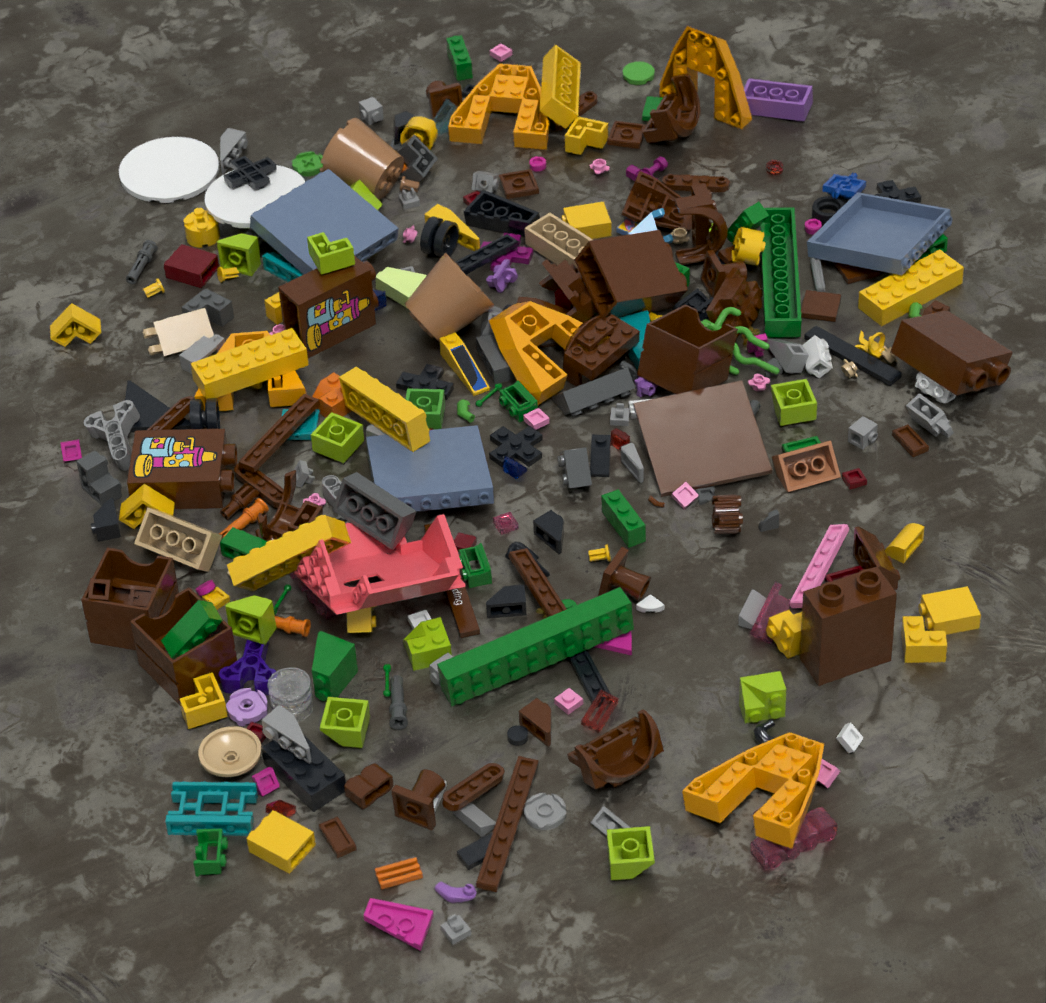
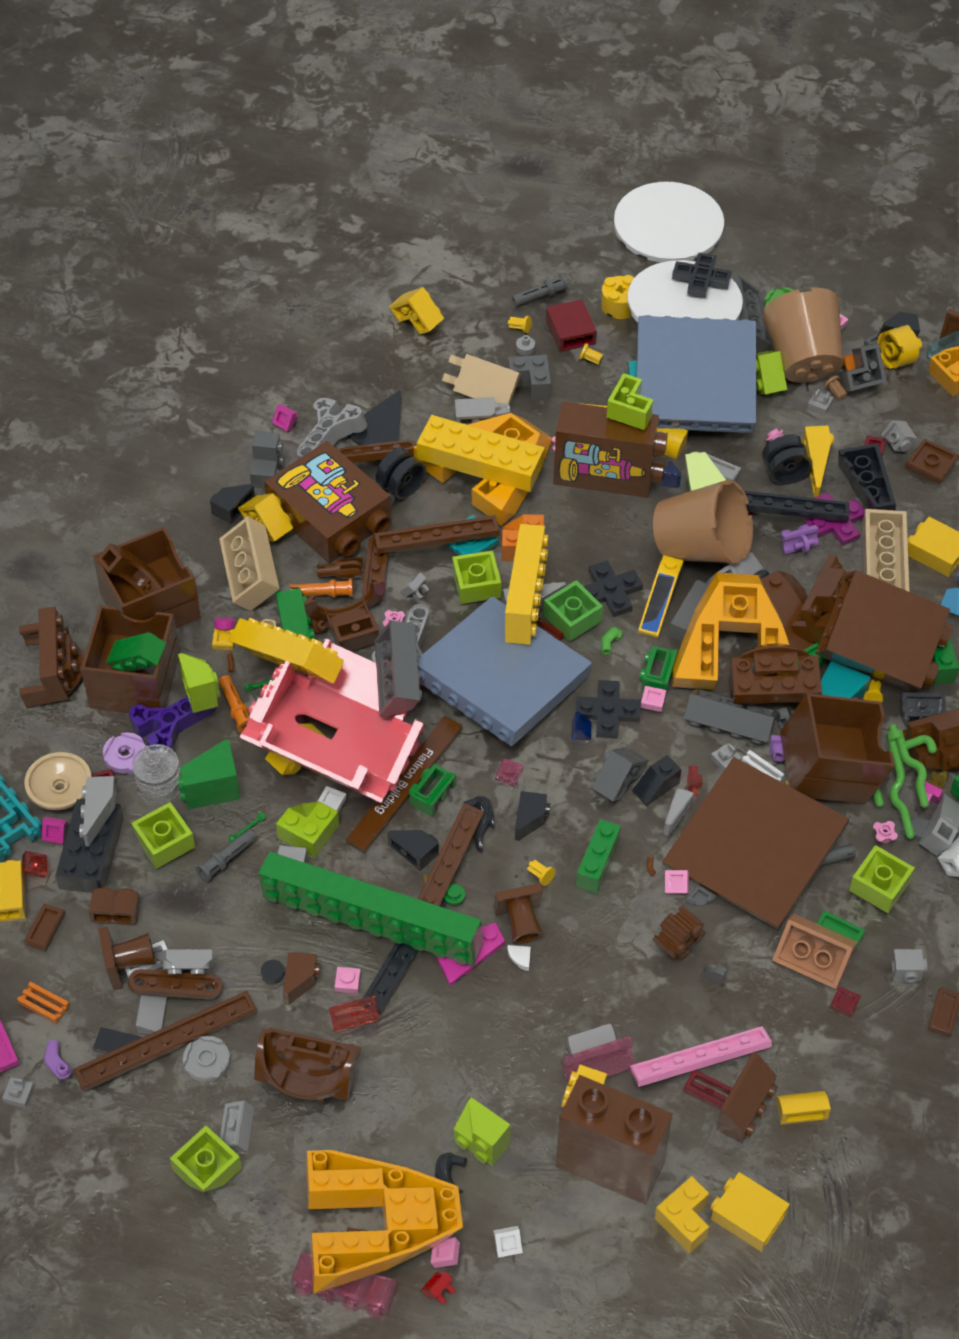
camera: 45 degrees right, 10 degrees up
(105, 677) = (52, 640): none -> reddish brown piece
(175, 298) = (525, 345): none -> light grey tile
(206, 704) = (98, 724): yellow brick -> none
(231, 146) = (737, 238): light grey slope -> none
(240, 252) = (615, 344): lime slope -> none
(371, 110) = (893, 291): light grey brick -> none
(464, 541) = (454, 760): dark red tile -> none
(464, 766) = (184, 959): none -> light grey slope
(498, 386) = (666, 641): green hinge -> none
(844, 792) = (436, 1285): none -> red tile

